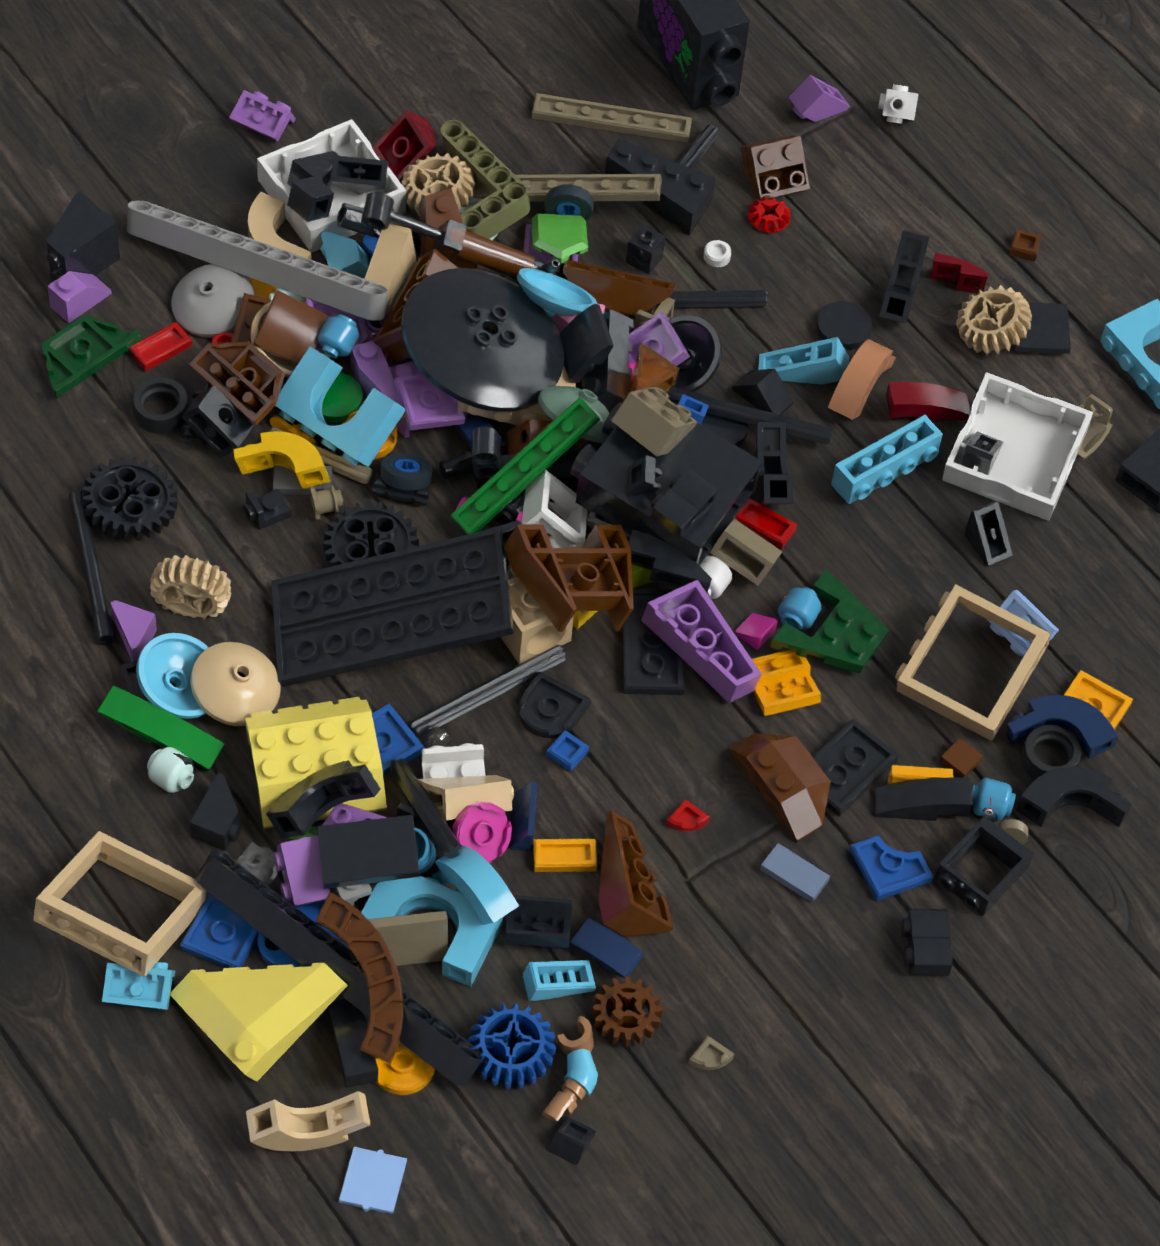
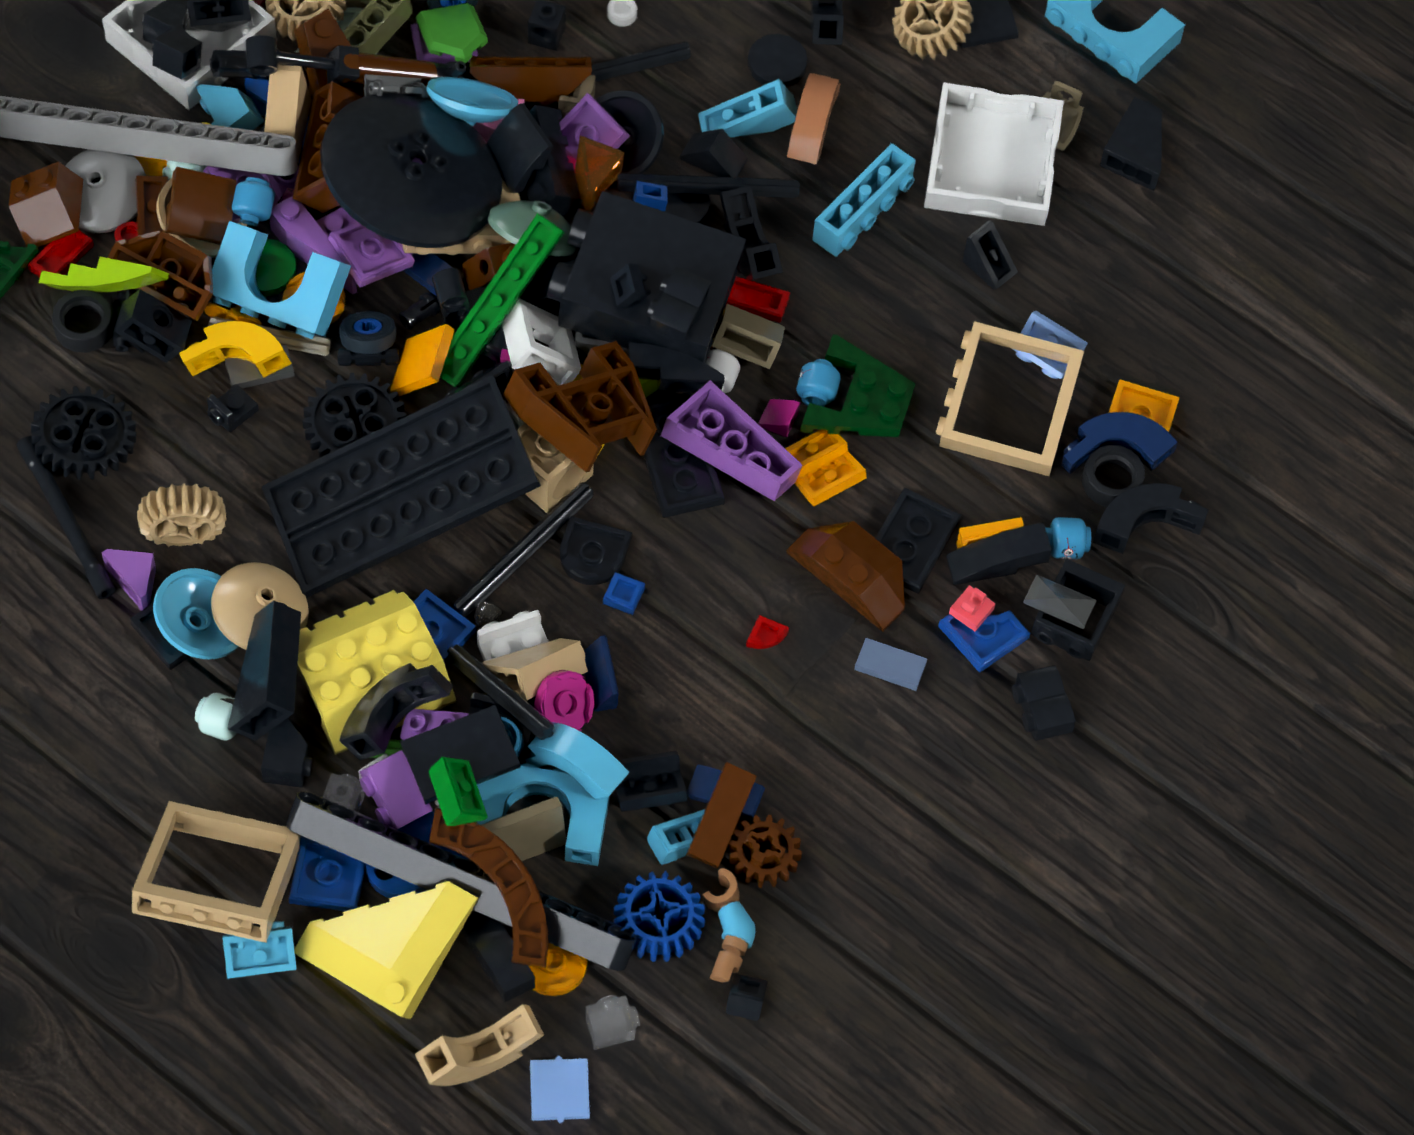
camera: 15 degrees left, 5 degrees up
(159, 299) = (46, 204): none -> reddish brown slope
(160, 727) = (182, 670): green slope -> none
(191, 370) = (109, 276): none -> lime slope
(221, 739) = (268, 672): none -> black slope
(265, 219) = (129, 85): tan arch -> none
(325, 501) = (292, 385): dark tan brick -> none
(353, 882) = (457, 791): none -> green slope
(438, 1130) = (611, 1021): none -> clear brick
(446, 505) = (422, 360): none -> light orange tile
(481, 262) = (392, 84): none -> dark grey hinge
(565, 855) = (653, 704): light orange tile -> none
(595, 968) = (721, 815): none -> reddish brown tile
(626, 884) = (726, 717): reddish brown wedge -> none
(654, 420) = (624, 222): dark tan slope -> none
(710, 1055) = (860, 874): dark tan tile -> none
(884, 840) = (972, 608): none -> coral tile
(927, 399) = (886, 126): dark red slope -> none
(961, 758) = (1024, 502): reddish brown tile -> none
(967, 852) = (1060, 601): none -> dark grey slope
(981, 452) = (959, 169): black slope -> none
(1016, 829) = (1100, 564): dark tan tile -> none

